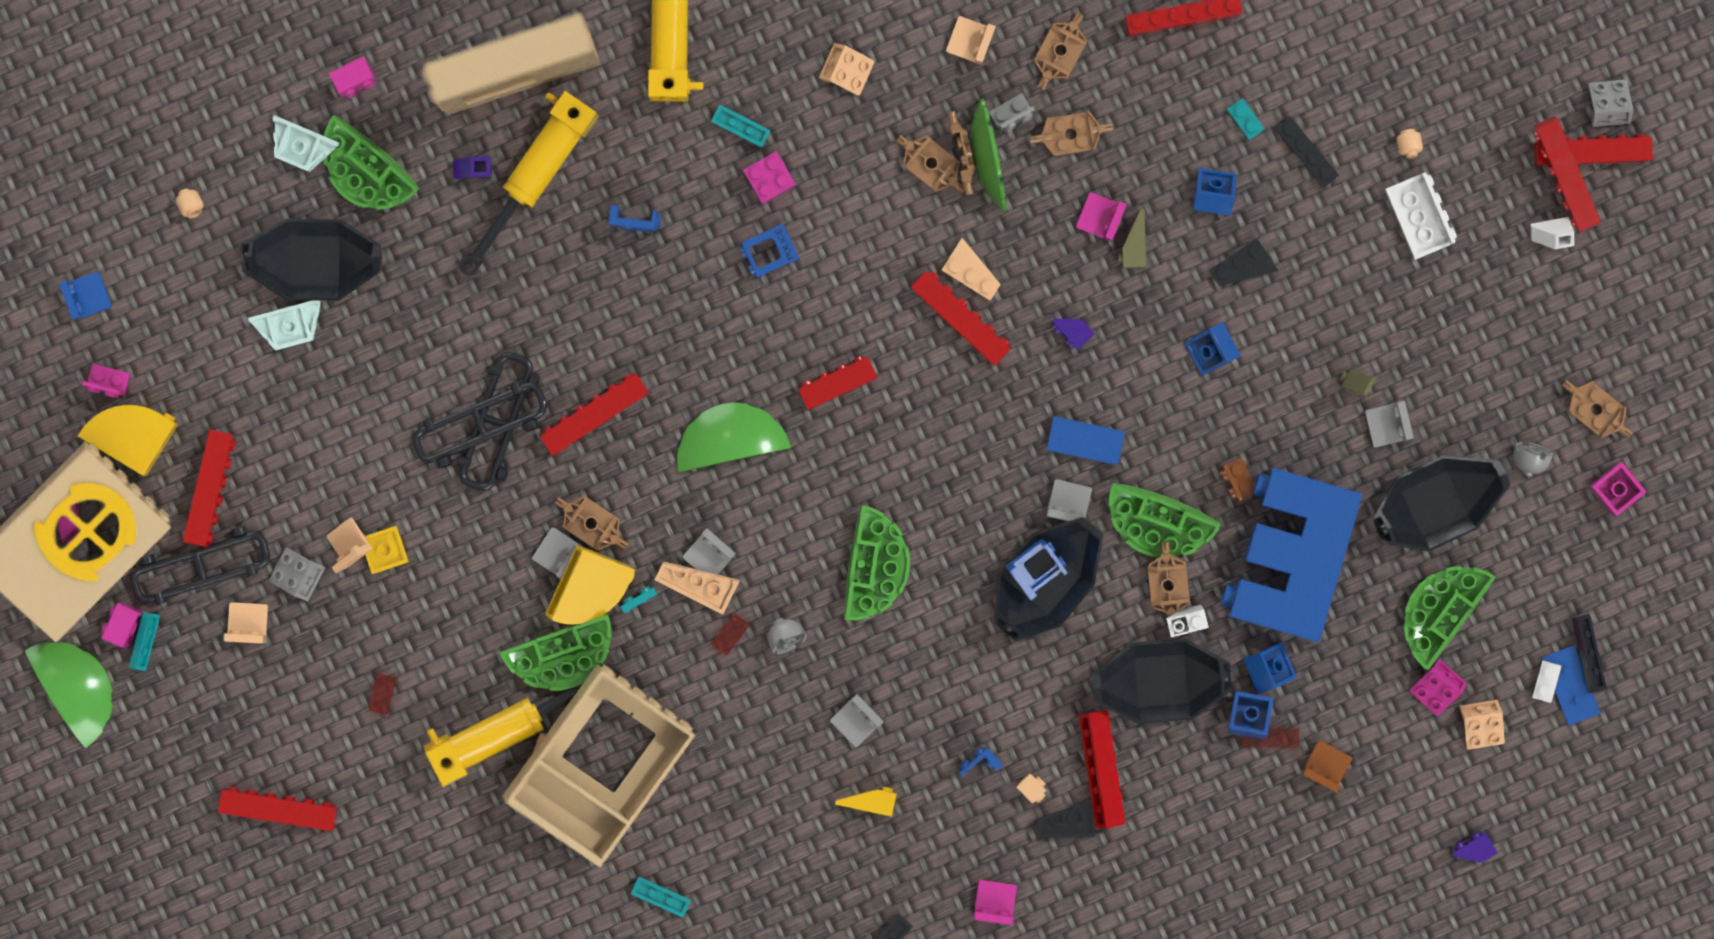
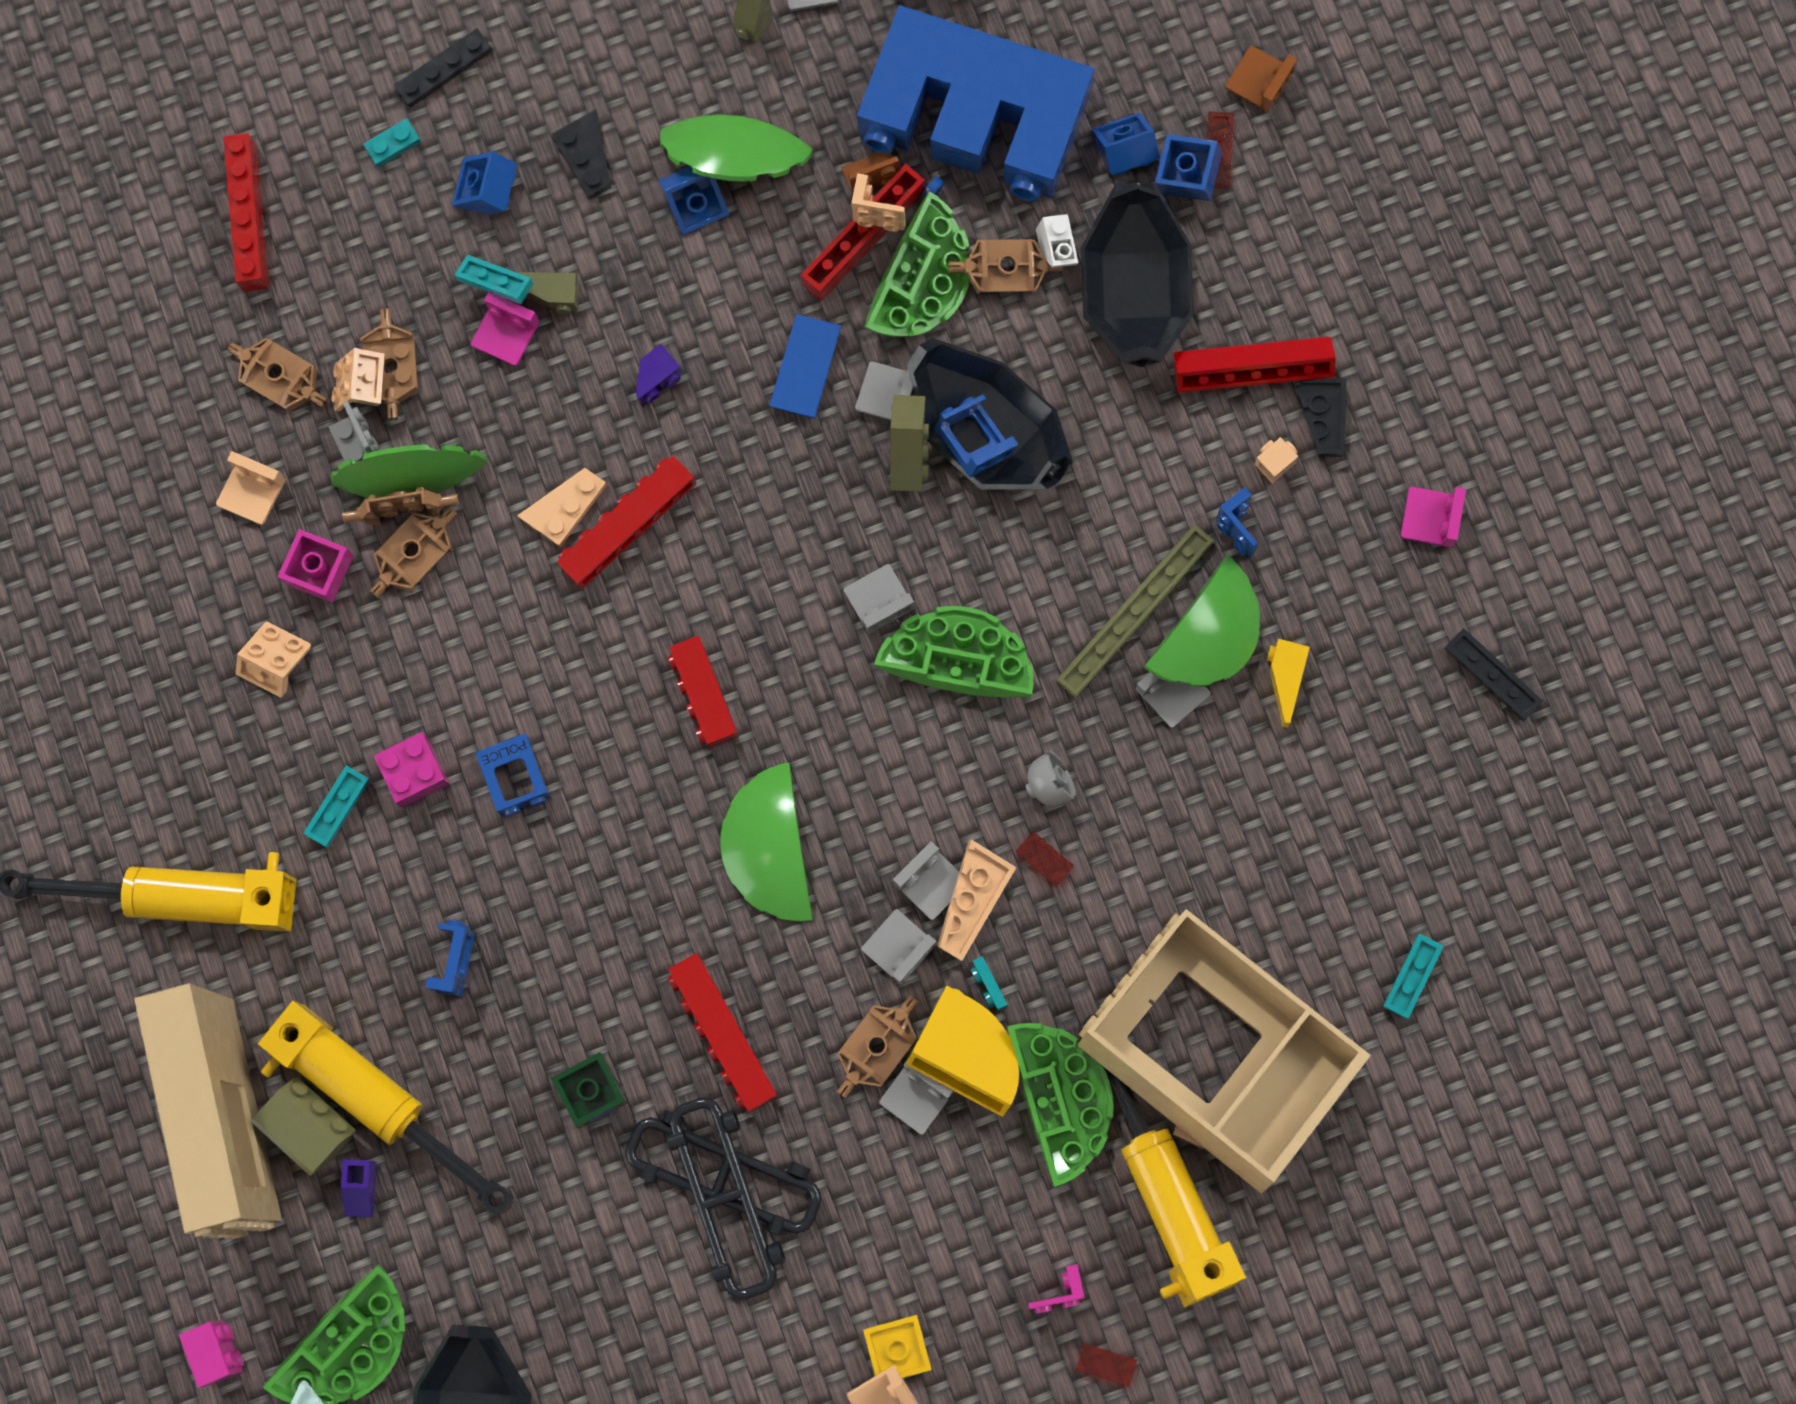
camera: 75 degrees left, 10 degrees down
(423, 666) = (1071, 1281): none -> dark pink bracket
(511, 126) = (303, 1126): none -> olive slope
(548, 324) = (589, 1090): none -> dark green brick
(662, 534) = (898, 946): none -> light grey bracket
(898, 748) = (1213, 634): none -> bright green brick
(913, 505) = (879, 598): none -> light grey bracket
(914, 94) = (315, 565): none -> dark pink brick
(914, 690) = (1135, 611): none -> olive tile
(1029, 520) = (907, 443): none -> olive wedge
(1056, 112) = (358, 378): none -> light nougat bracket
(1136, 207) = (494, 279): none -> teal plate
(1189, 477) = (857, 240): none -> red brick
(1194, 478) = (872, 213): none -> light nougat bracket
(1227, 526) = (934, 187): none -> blue tile
(1248, 375) = (733, 147): none -> bright green brick

